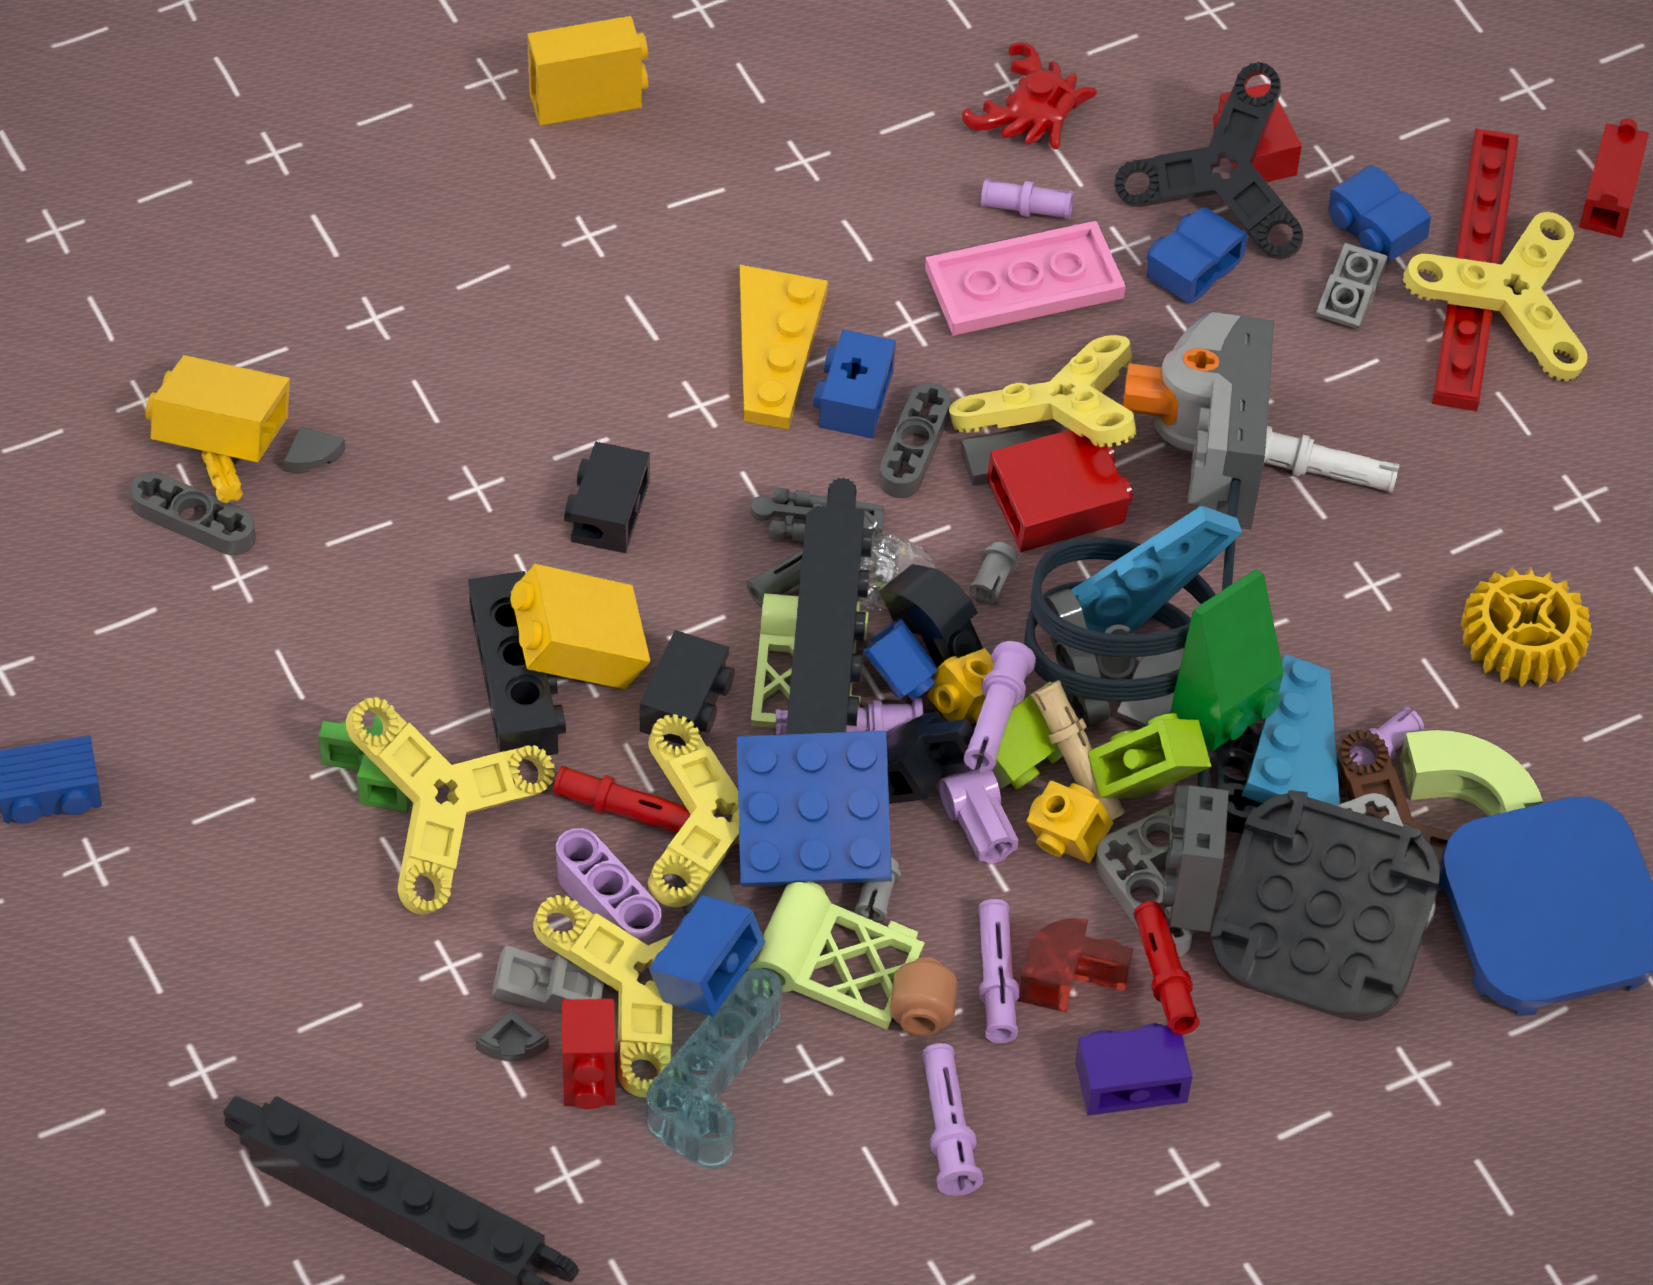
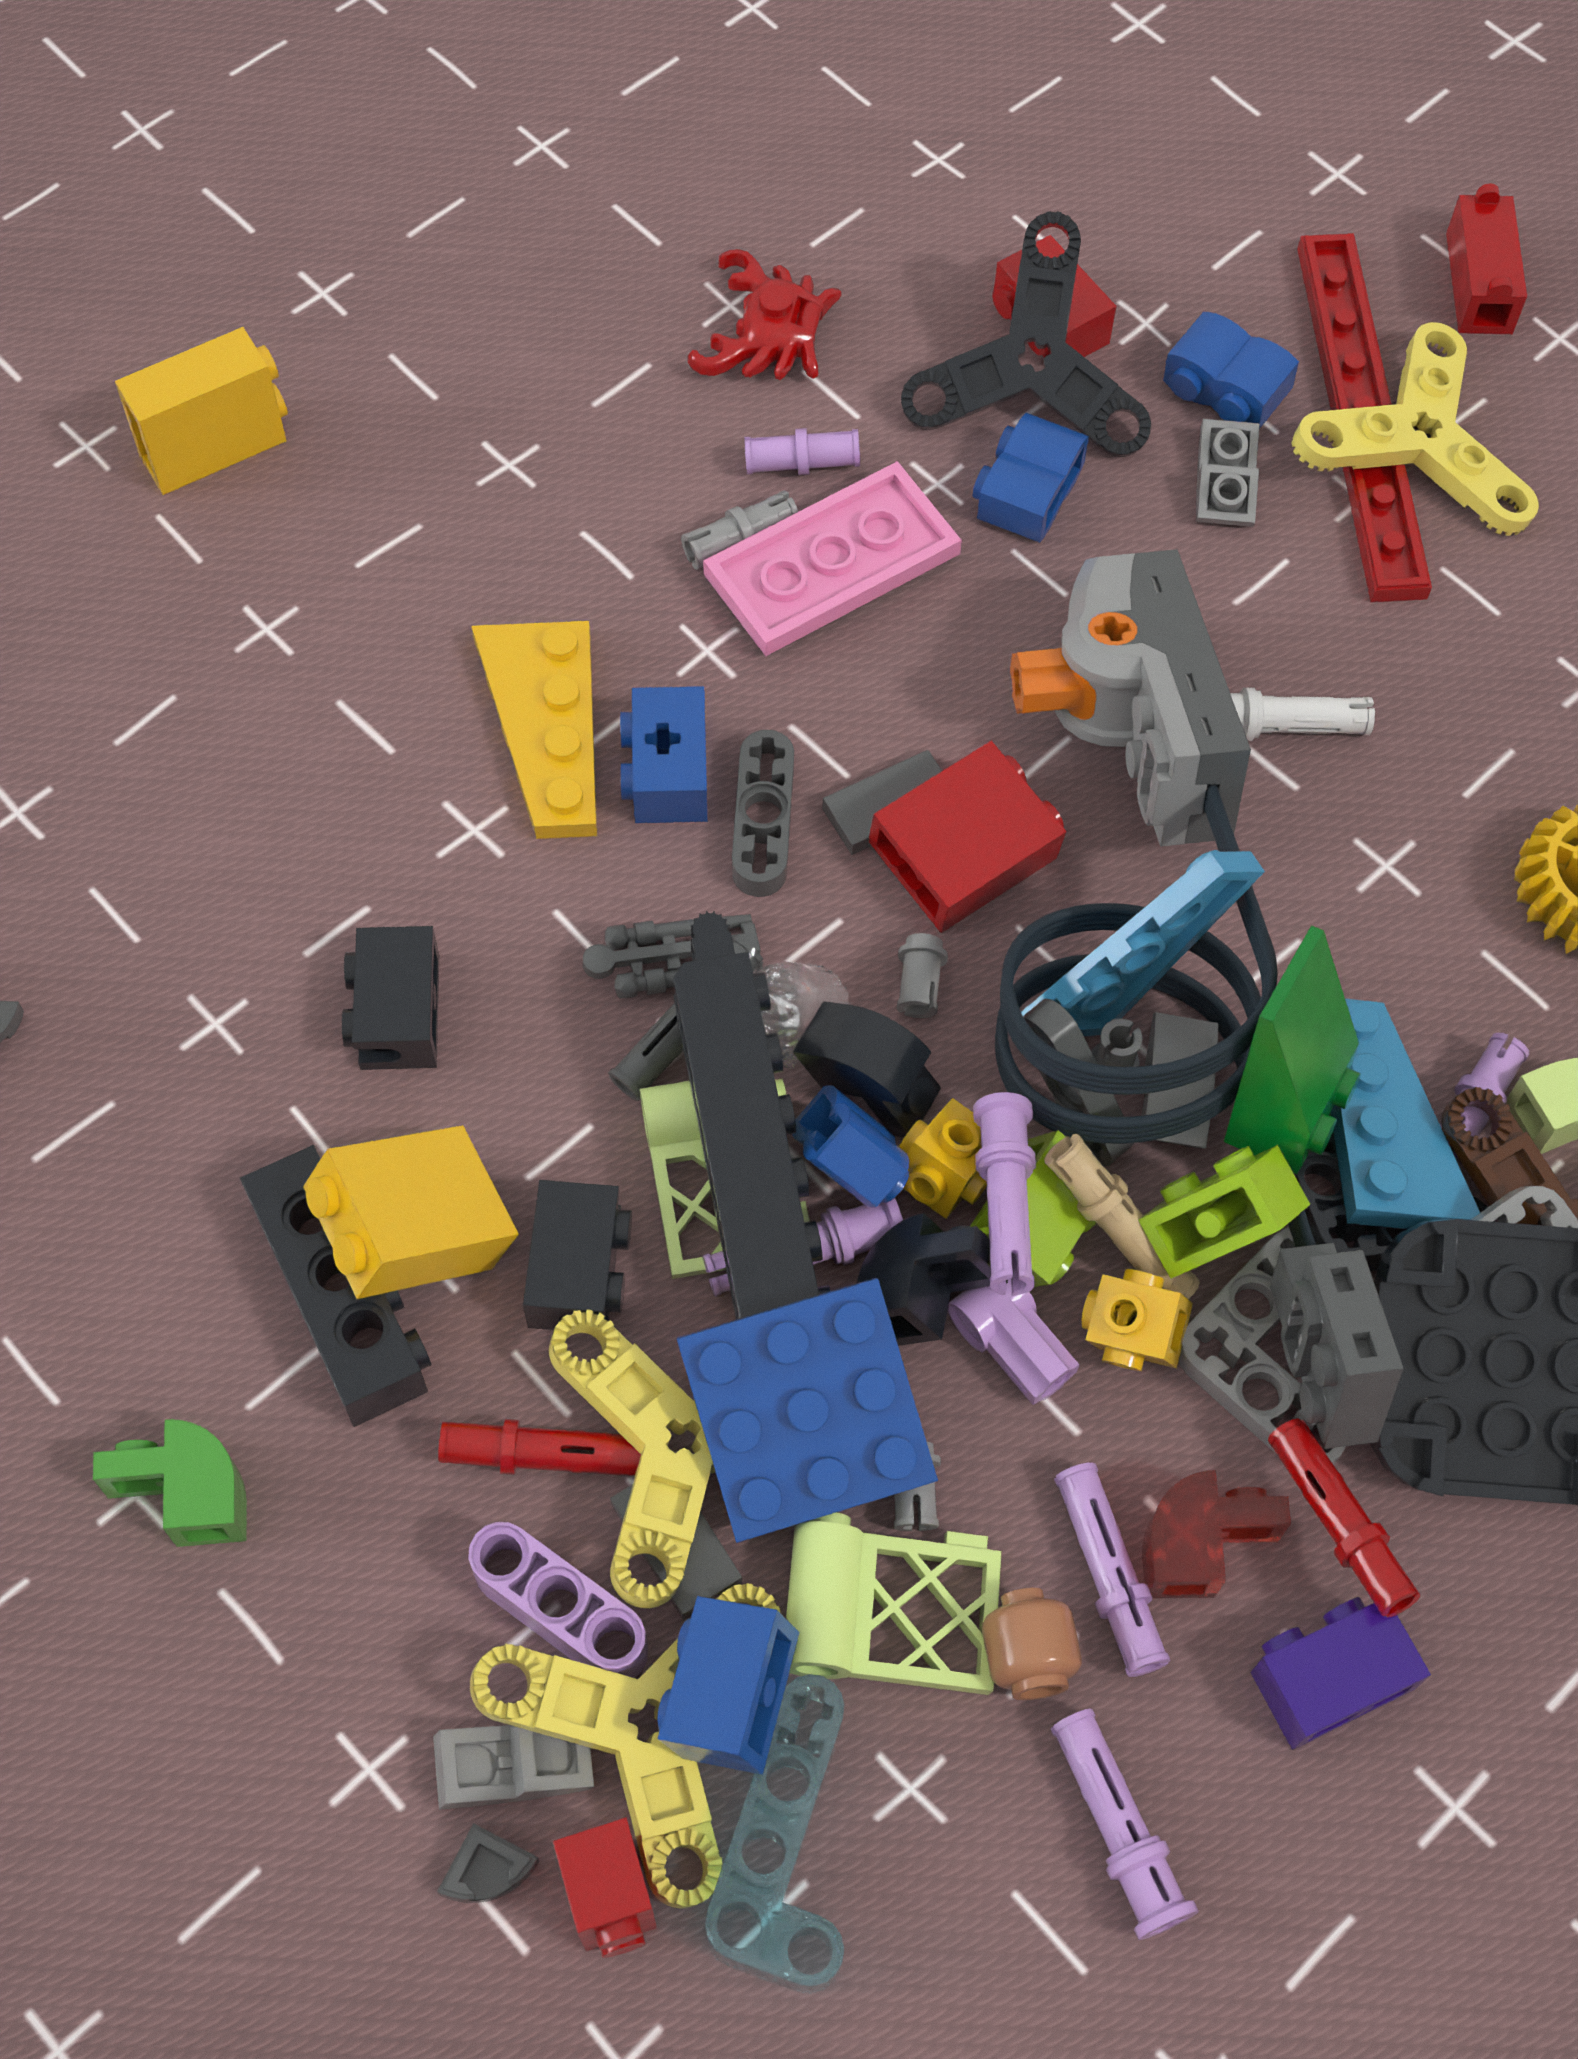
camera: 15 degrees left, 10 degrees up
(435, 827) = (293, 1572): light yellow piece -> none
(959, 239) = (735, 527): none -> light grey pin
(1069, 398) = (939, 712): light yellow piece -> none

